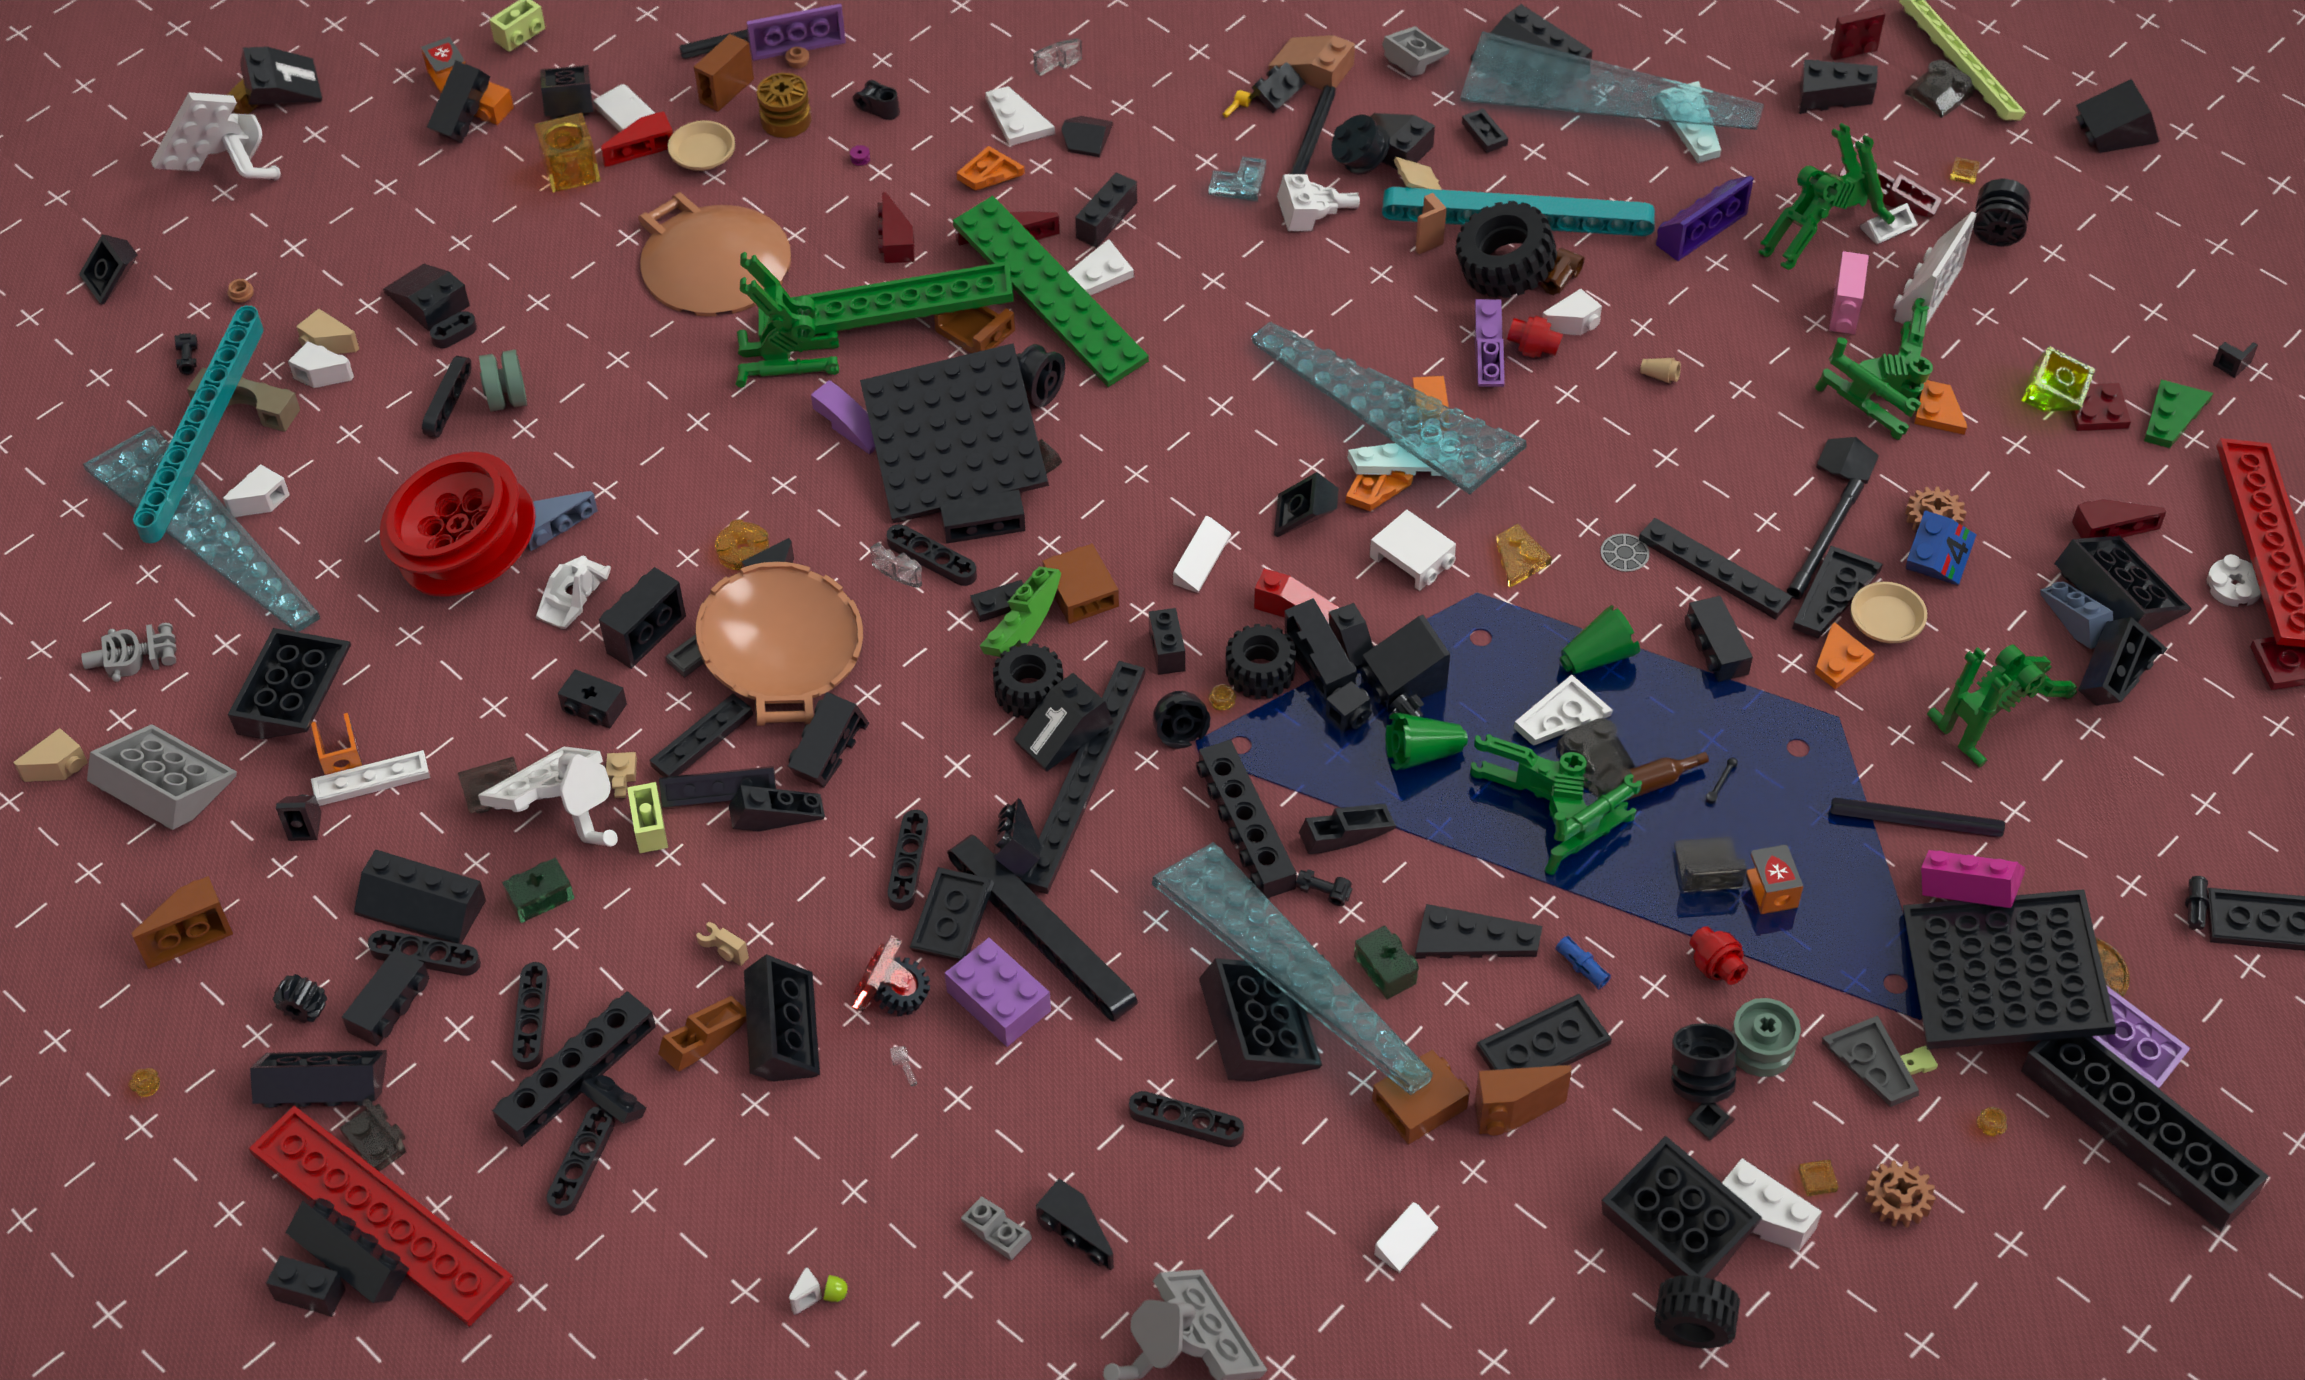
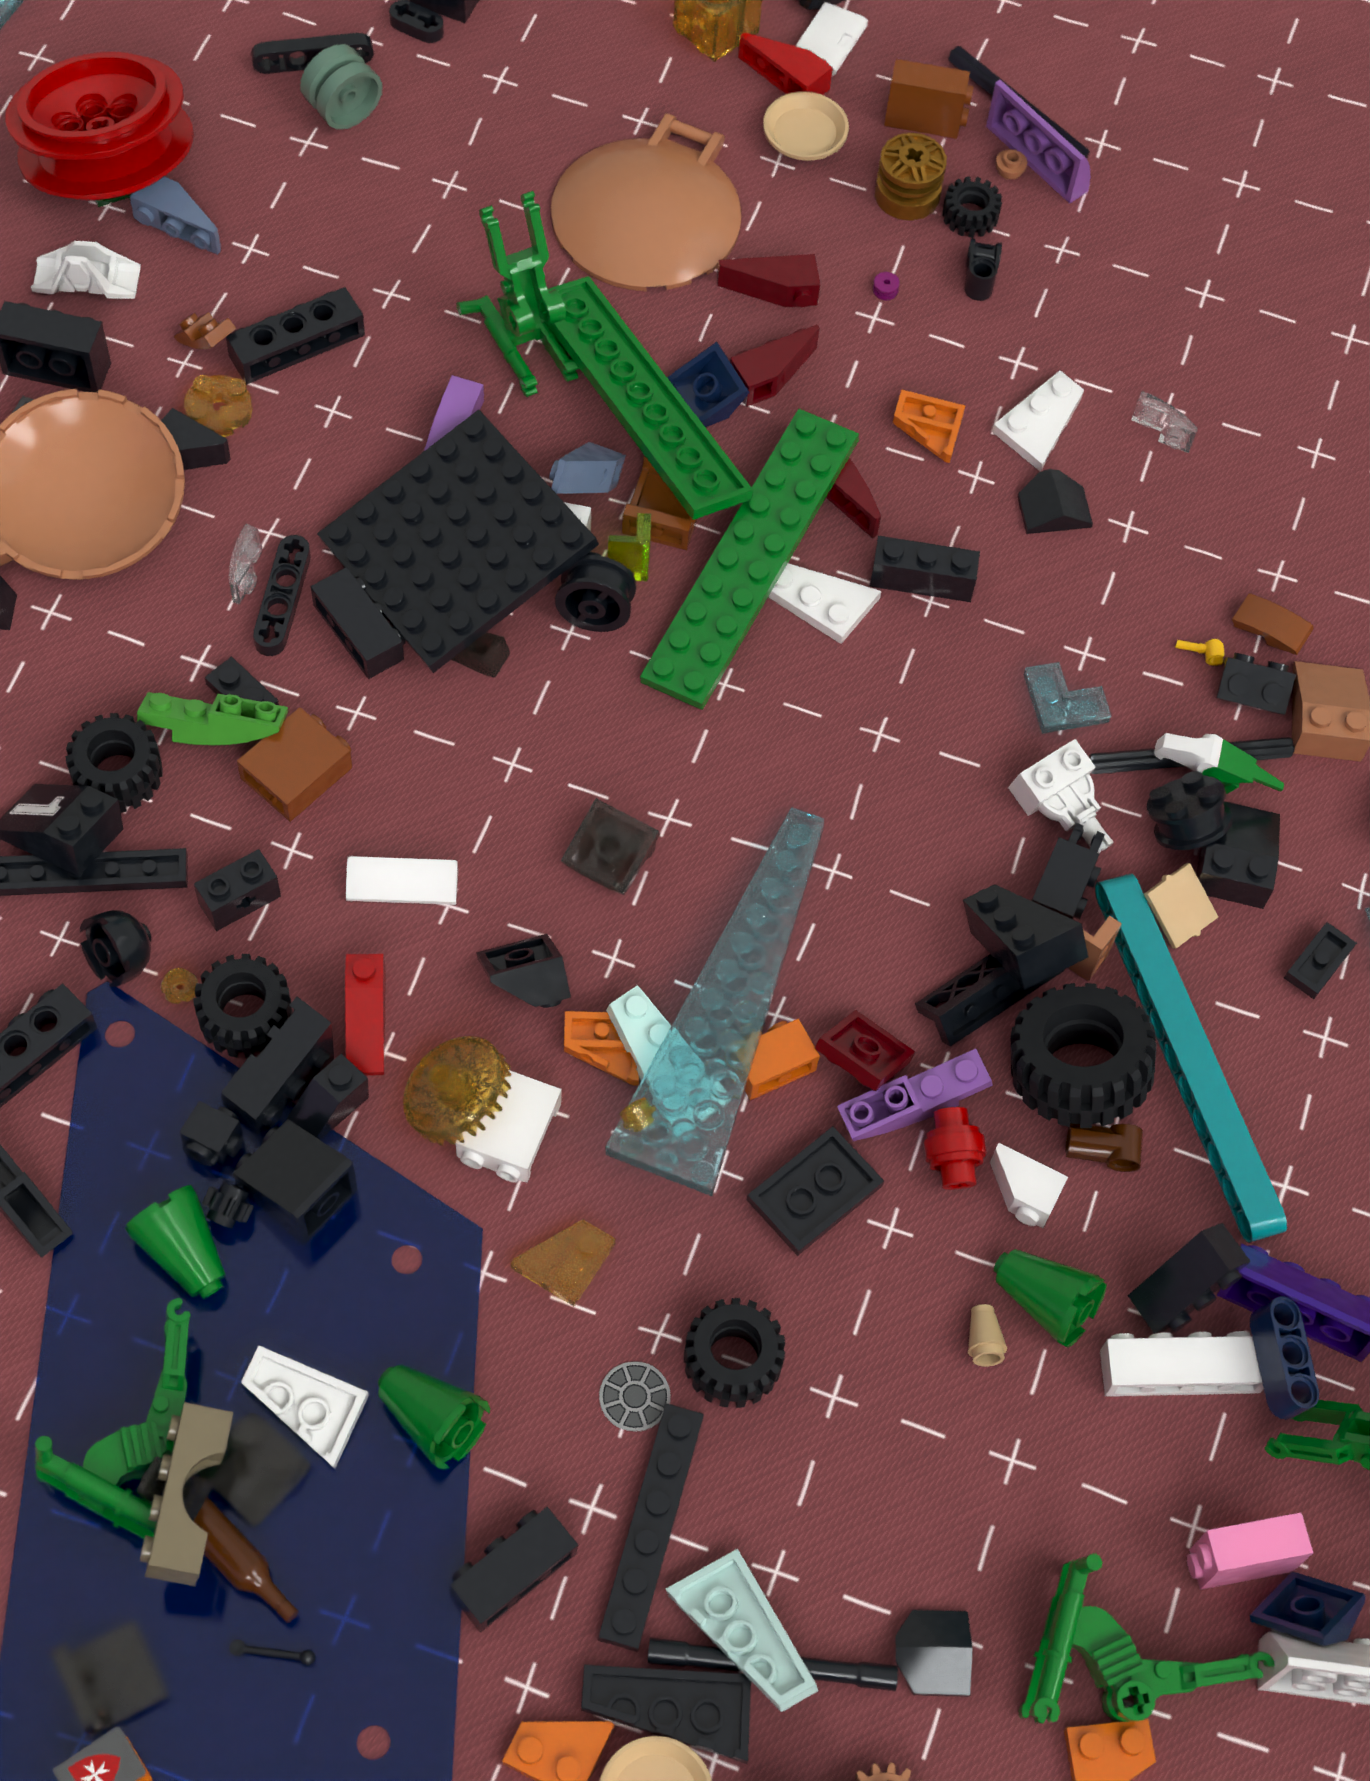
camera: 60 degrees right, 10 degrees up
(675, 532) = (203, 331): none -> dark orange slope
(709, 480) = (295, 335): none -> black brick
(824, 206) = (775, 279): none -> dark red slope
(825, 78) = (969, 220): none -> black tyre
(891, 263) = (710, 385): none -> dark blue slope
(930, 347) = (587, 470): none -> sand blue slope
(1013, 332) = (633, 550): none -> clear neon green panel
(1236, 434) = (610, 847): none -> clear smoke slope
(1238, 61) = (1273, 622): none -> dark orange slope
(1326, 120) = (1215, 759): none -> animal
(1372, 221) = (1068, 874): none -> black hinge
(1396, 570) = (455, 1089): none -> clear yellow wheel
(1409, 248) = (1024, 935): none -> black wedge
(1430, 279) = (973, 1005): none -> black fence
(1448, 356) = (864, 1050): none -> dark red plate
(1457, 459) = (637, 1115): none -> clear yellow plate
(1530, 414) = (815, 1190): none -> black plate
(1620, 501) = (739, 1322): none -> black tyre
(1647, 772) = (177, 1542): none -> dark tan arch
(1650, 325) = (1051, 1292): none -> green cone
(1676, 252) = (1190, 1279): none -> black brick
(1719, 286) = (1180, 1365): none -> white brick
(1742, 230) = (1284, 1358): none -> dark blue beam
(1800, 536) = (741, 1622): none -> light aqua wing
(1892, 280) = (1310, 1609): none -> dark blue slope

